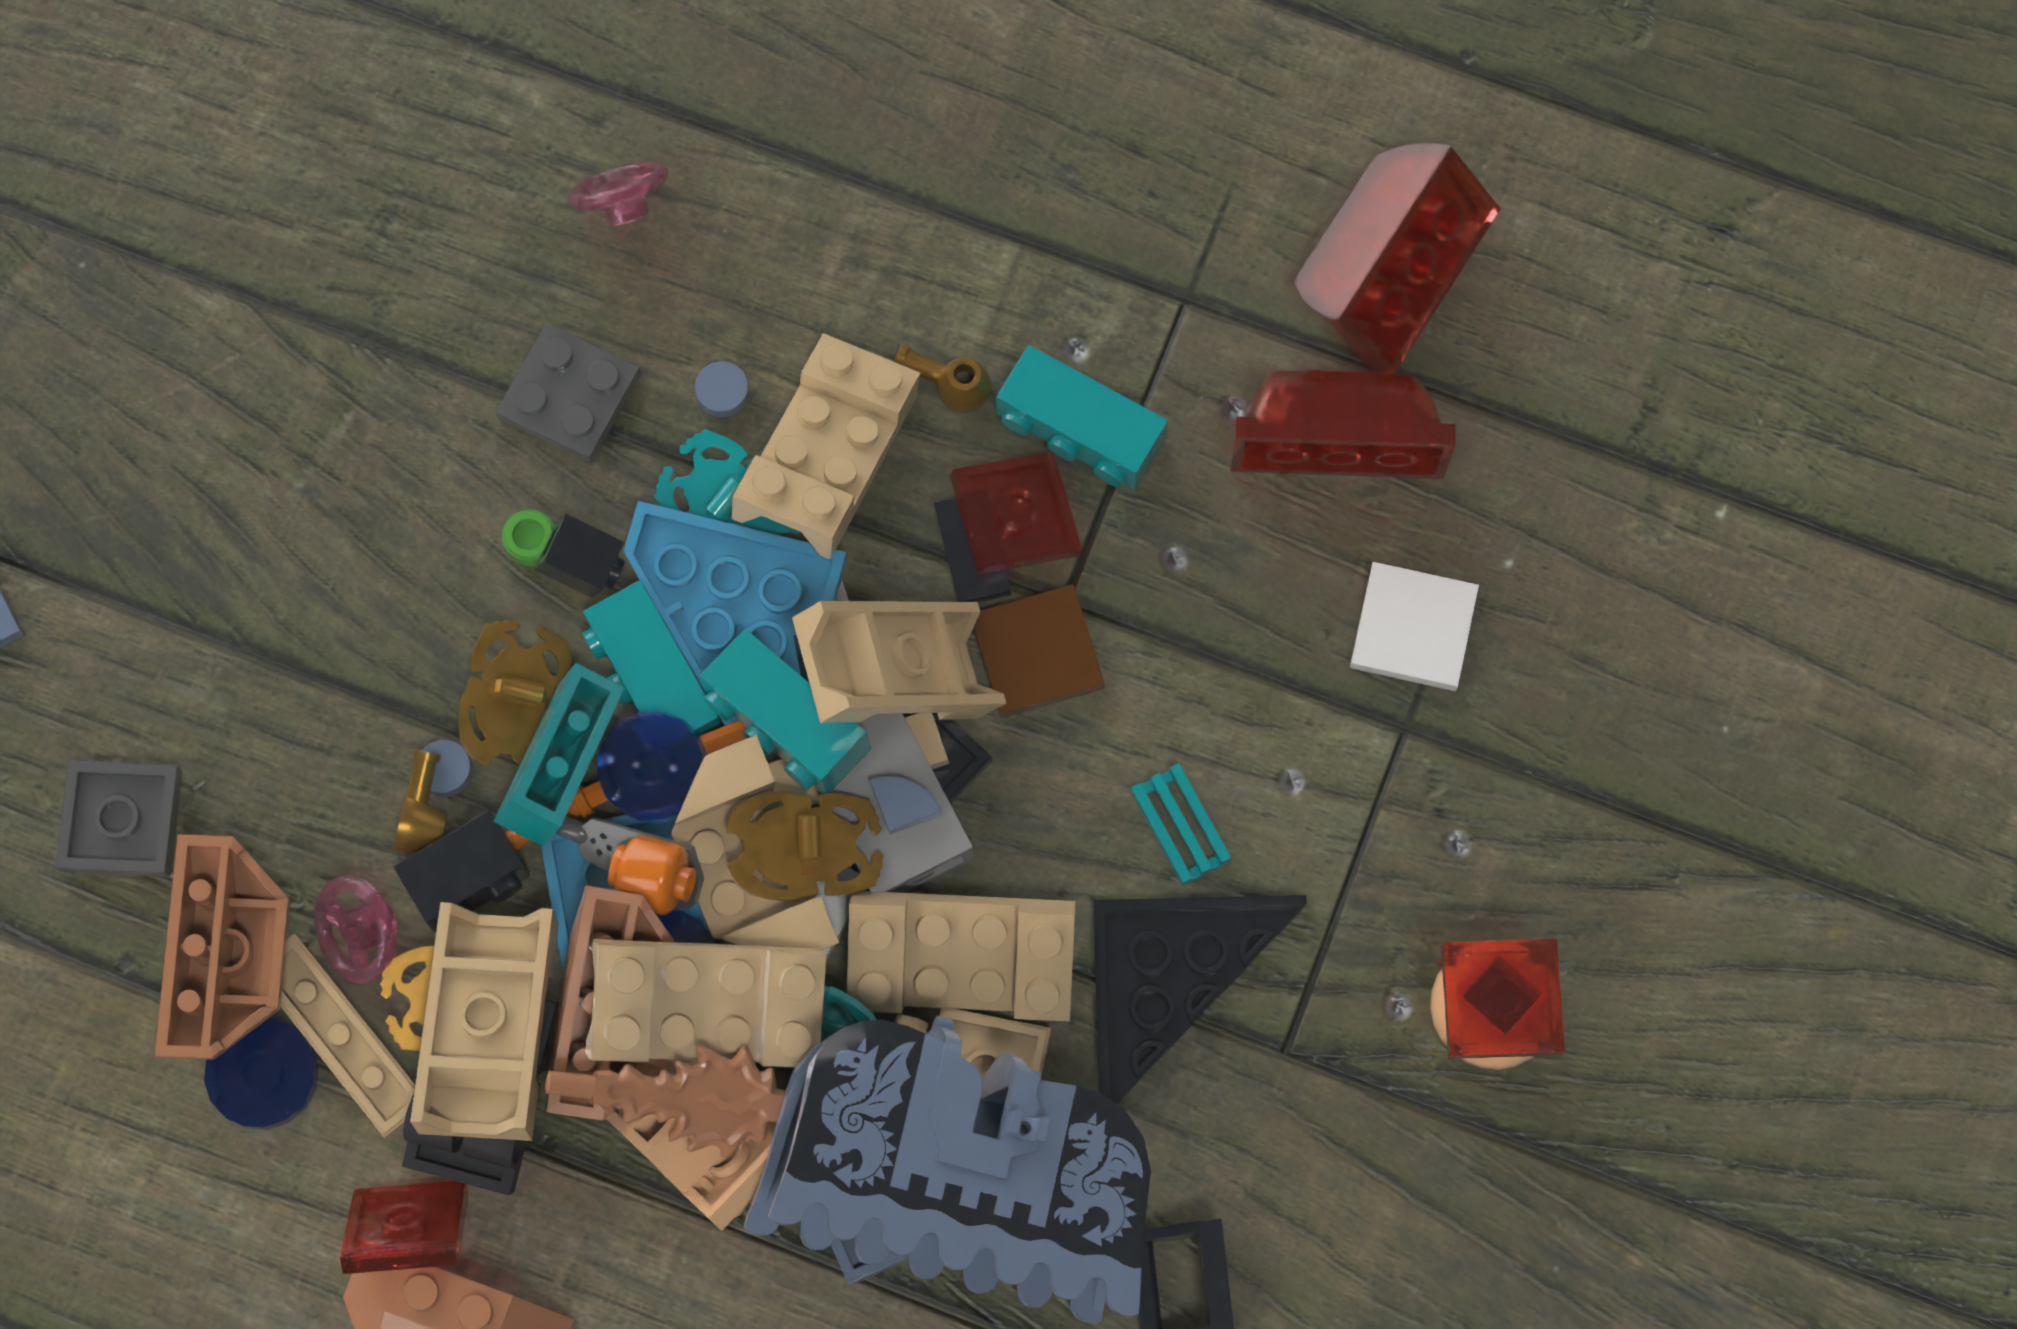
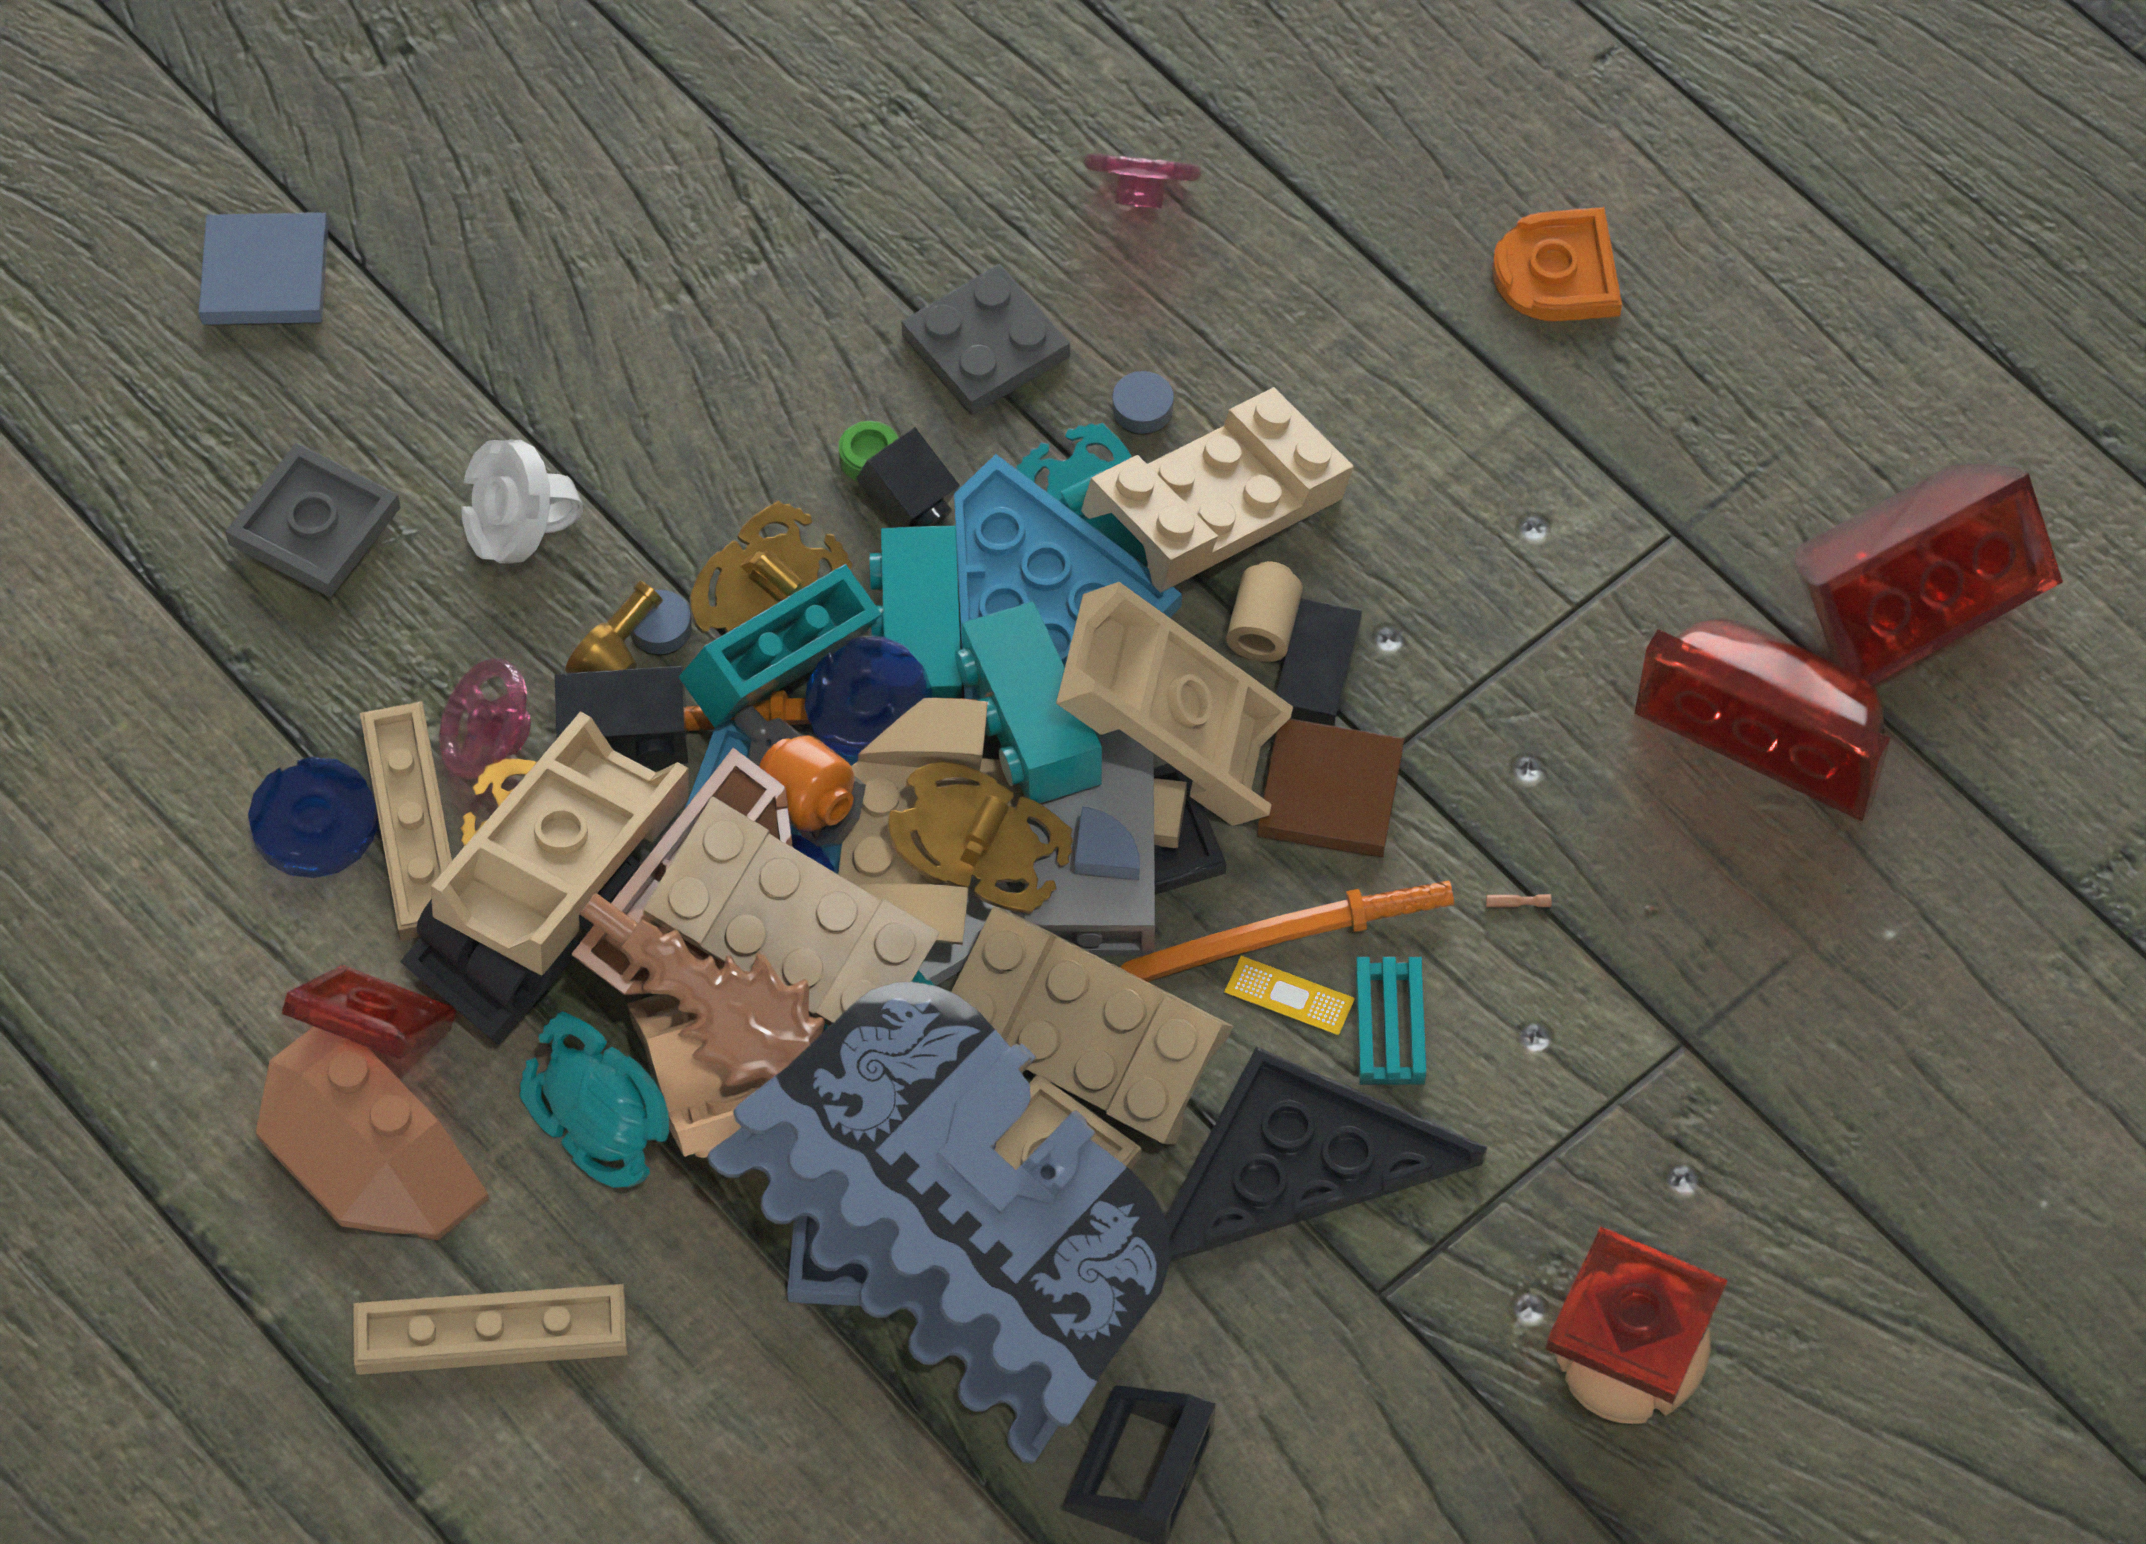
camera: 25 degrees right, 15 degrees down
(220, 949) = (340, 668): nougat wedge -> none
(276, 729) = (514, 501): none -> white tile
(622, 1208) = (596, 1102): none -> teal shield
(913, 529) = (1264, 612): none -> tan brick
(956, 396) = (1386, 513): pearl gold bar -> none
(983, 111) = (1559, 266): none -> orange tile
(1015, 513) = (1381, 644): clear red tile -> none
(1080, 418) = (1500, 586): teal brick -> none
(1093, 840) = (1289, 995): none -> yellow sticker
(1106, 750) = (1352, 912): none -> orange sword
(1223, 675) = (1539, 900): none -> nougat piece
(1414, 626) = (1750, 944): white tile -> none

